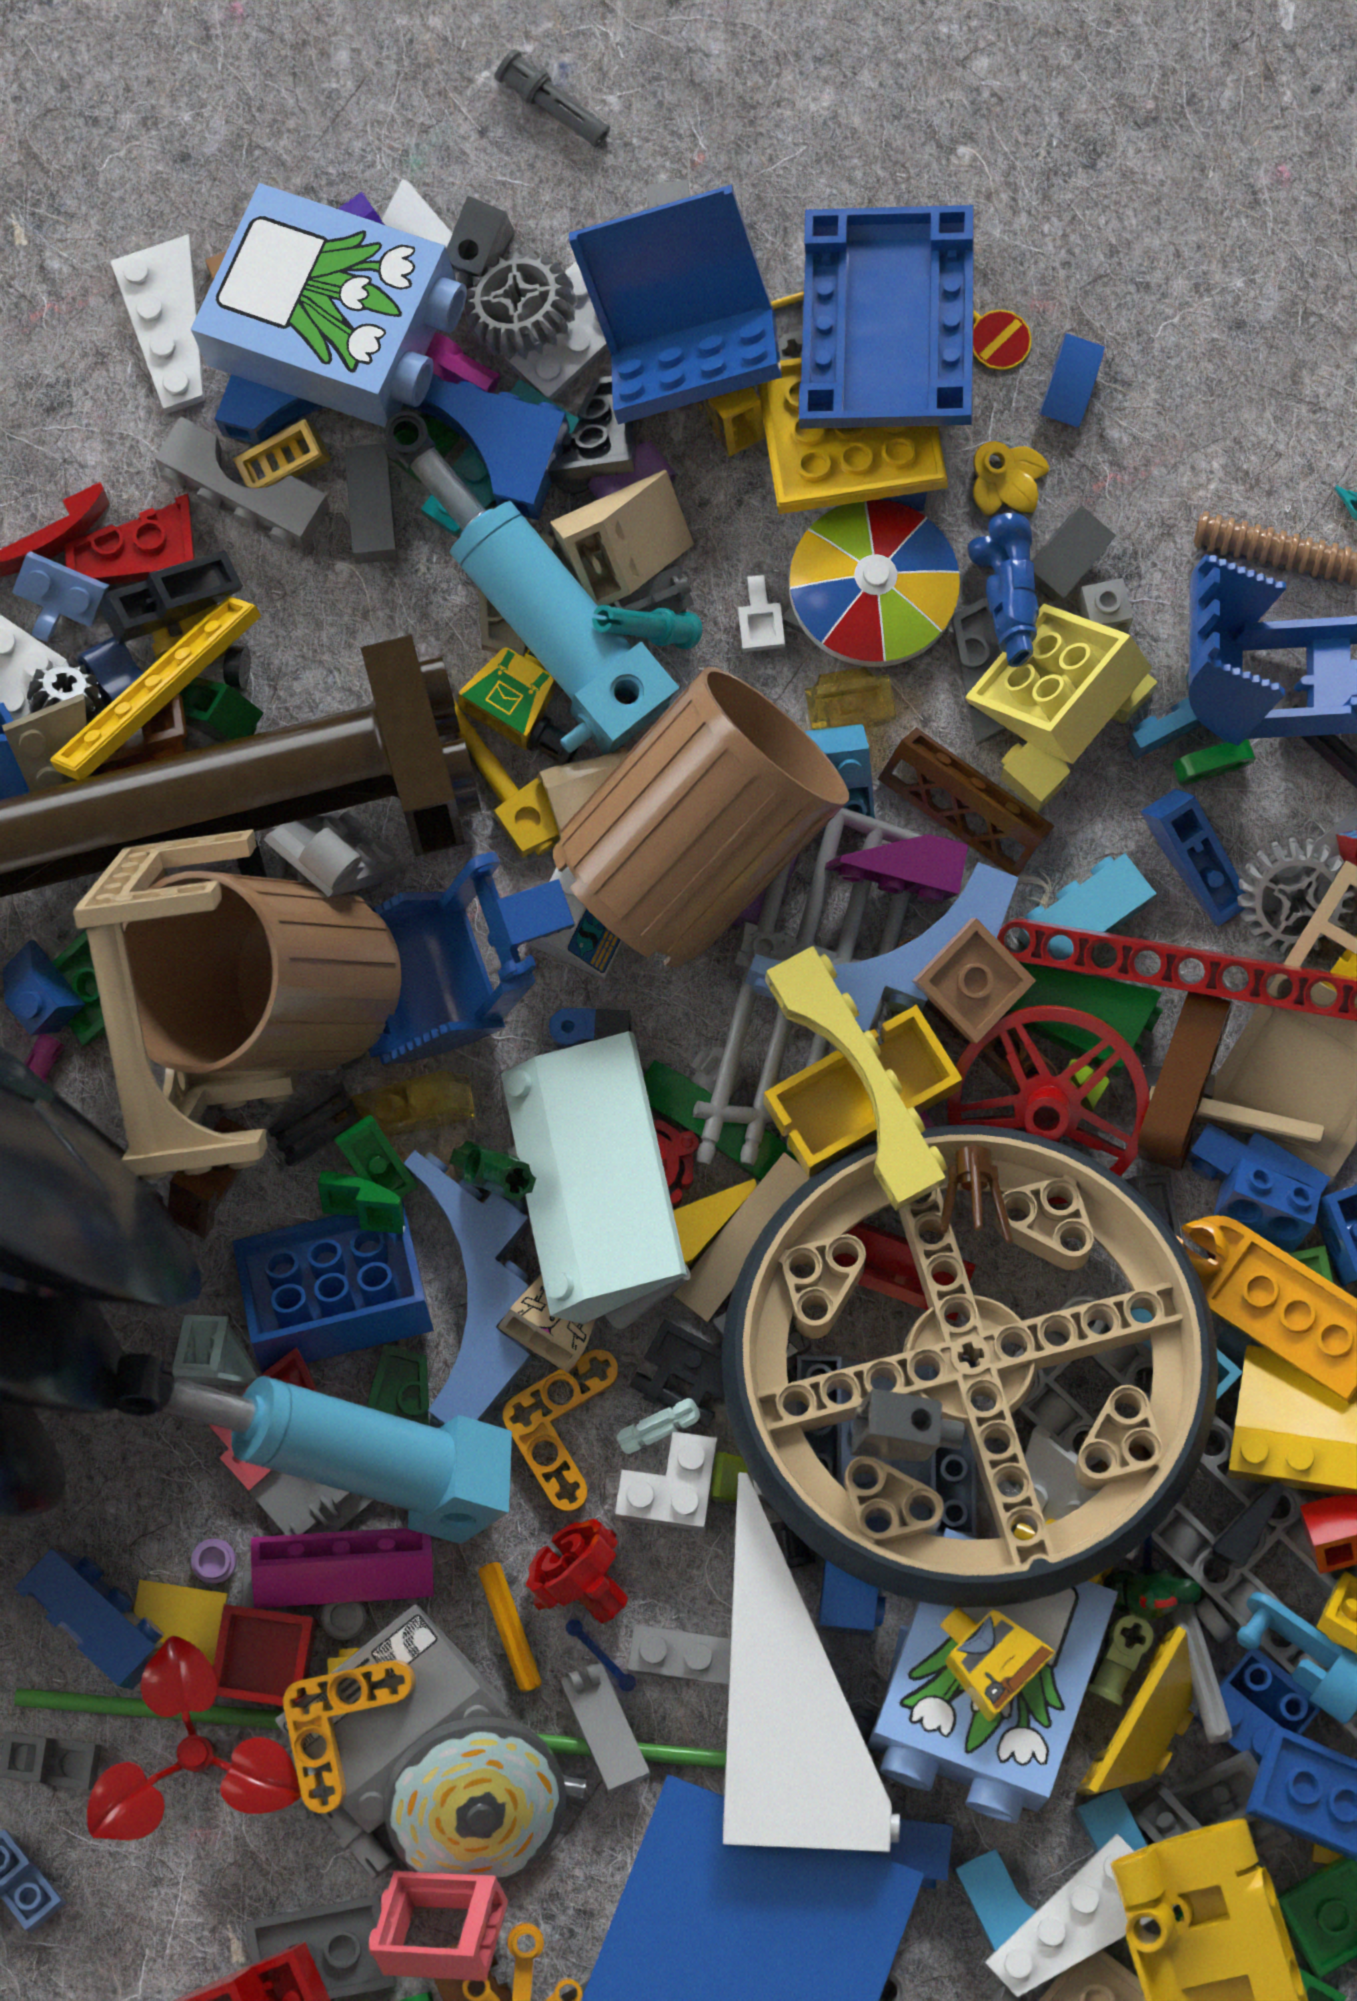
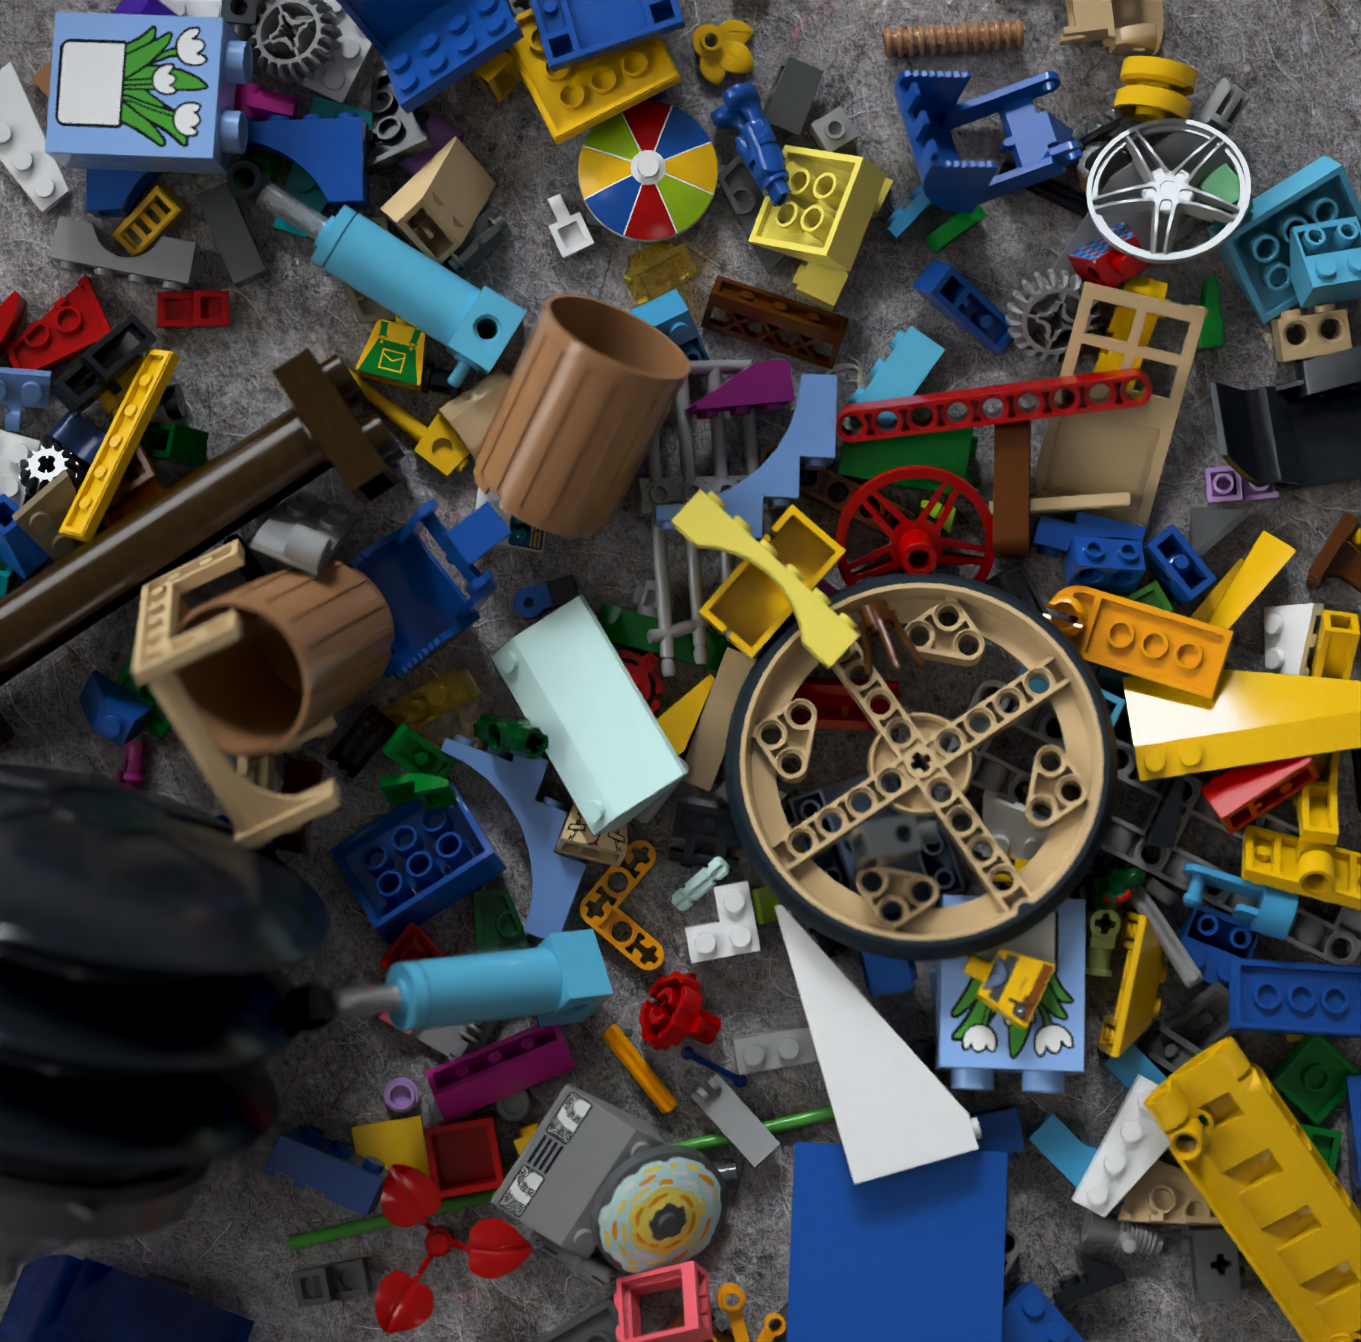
camera: 20 degrees left, 10 degrees up
(212, 1353) = (349, 942): light aqua slope -> none
(295, 572) = (192, 309): none -> red slope
(321, 1722) = (525, 1192): light orange beam -> none
(659, 626) = (493, 264): teal pin -> none
(973, 980) = (829, 469): medium nougat tile -> none

